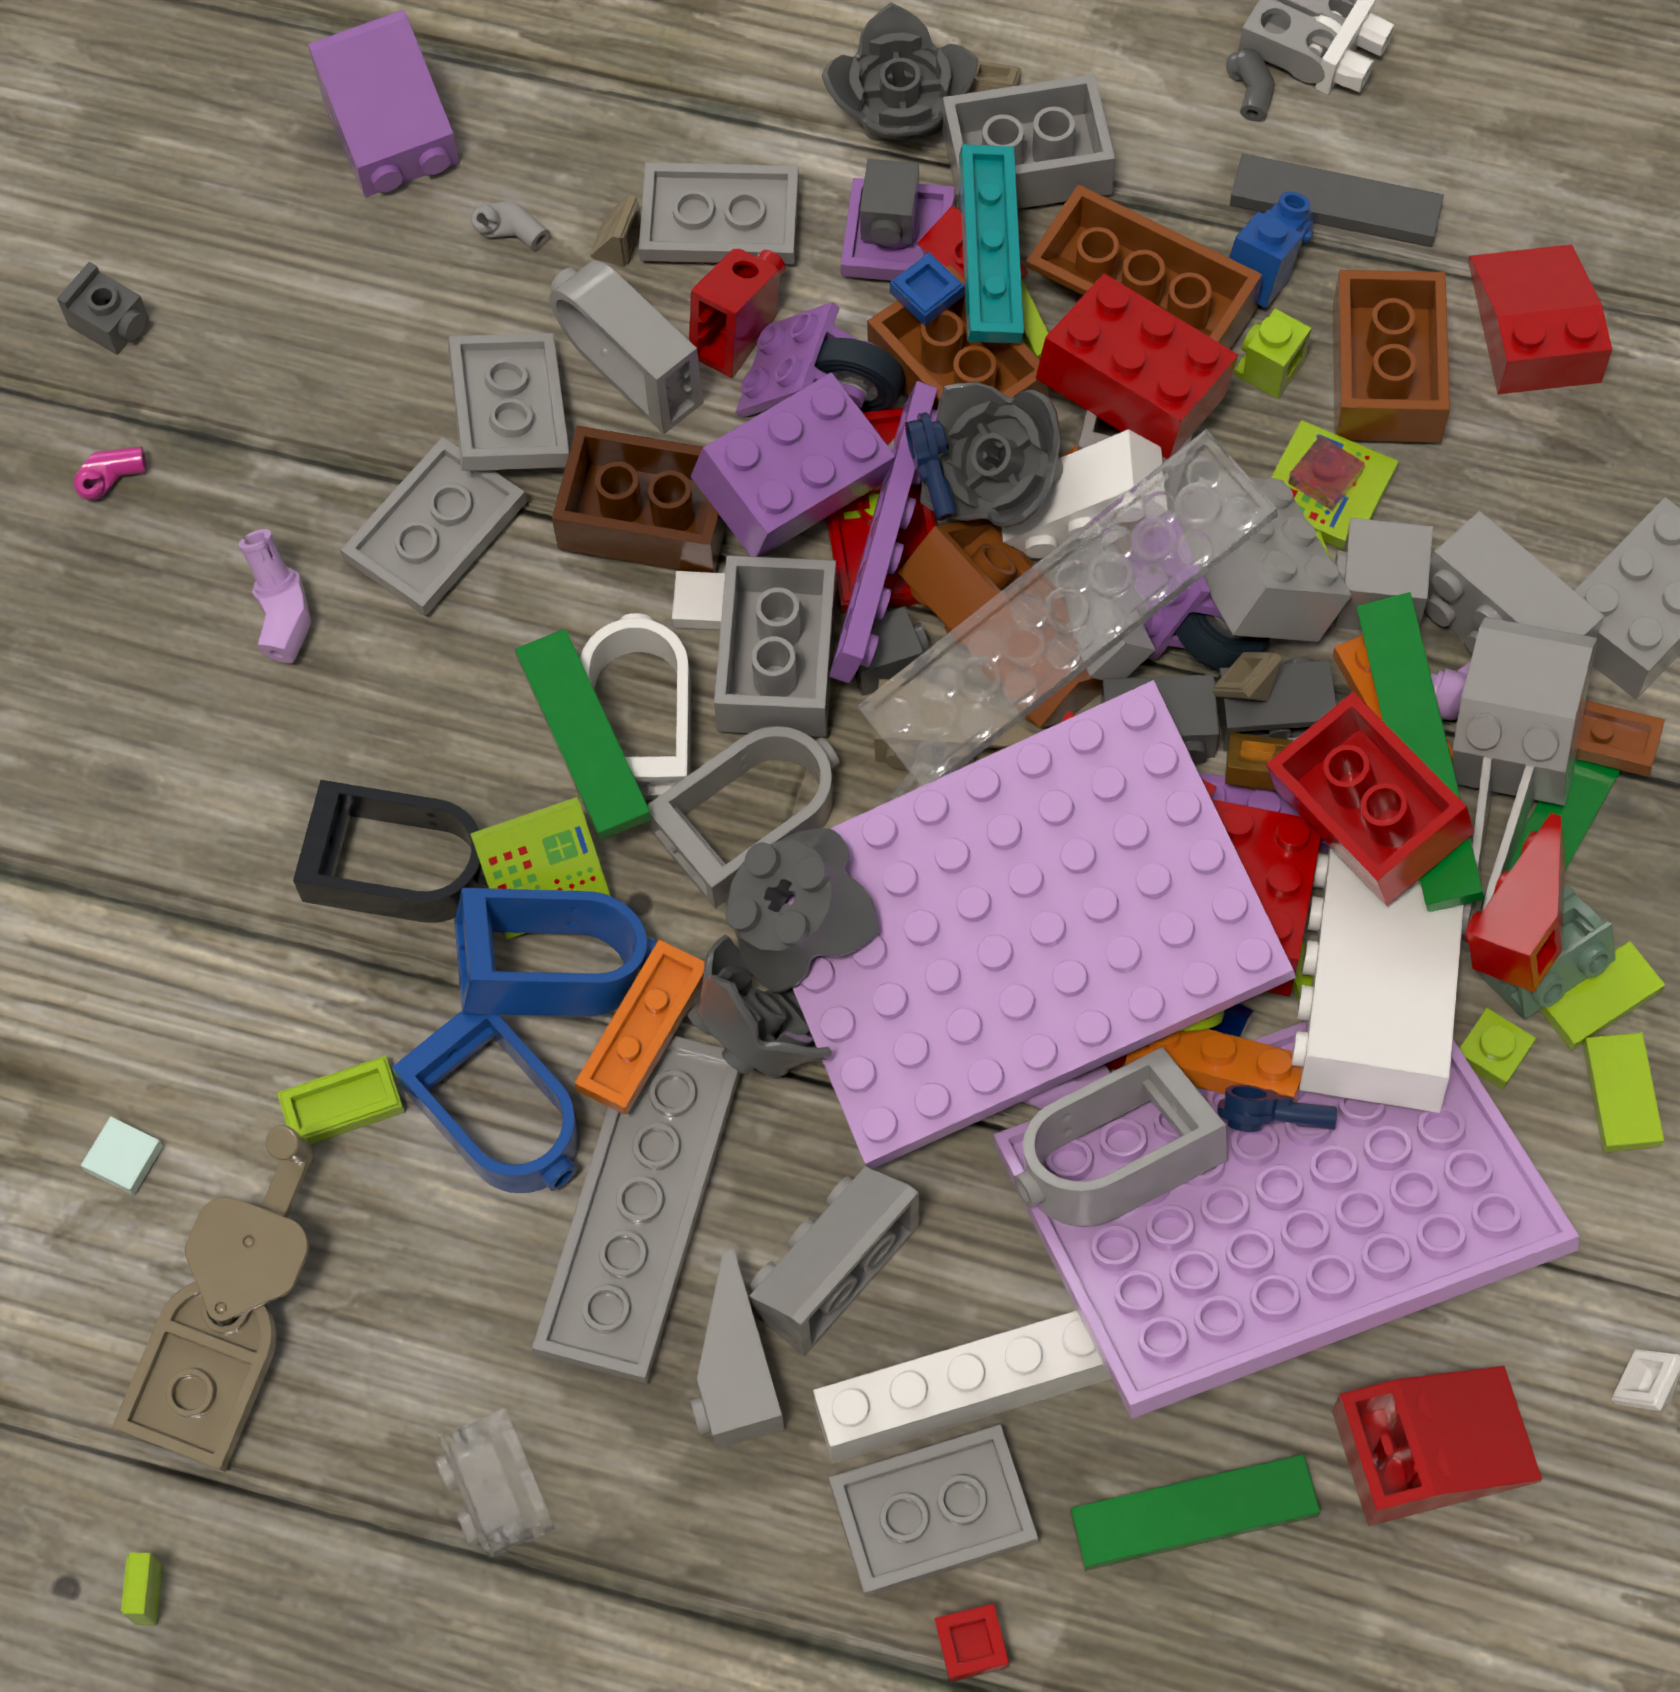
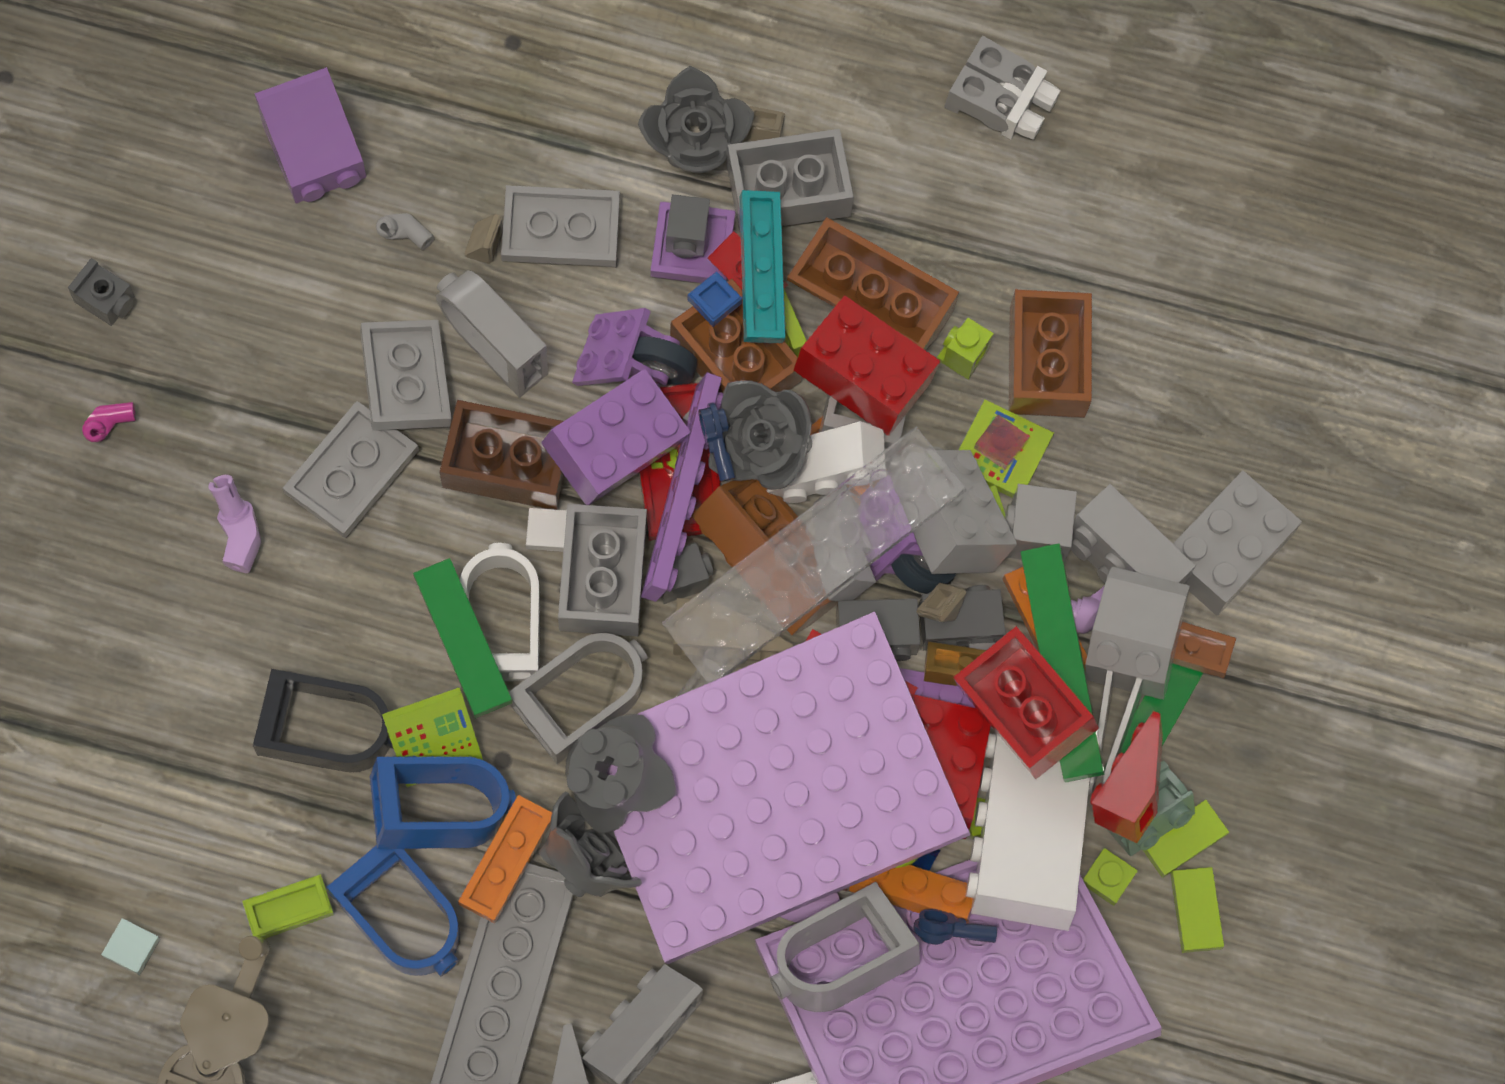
camera: 10 degrees left, 5 degrees up
(734, 307) = (572, 304): red torso -> none
(1258, 79) = (959, 127): dark grey arm -> none
(1273, 241) = (967, 262): blue brick -> none
(1340, 199) = (1014, 225): dark grey tile -> none
(1540, 319) = (1158, 322): red slope -> none

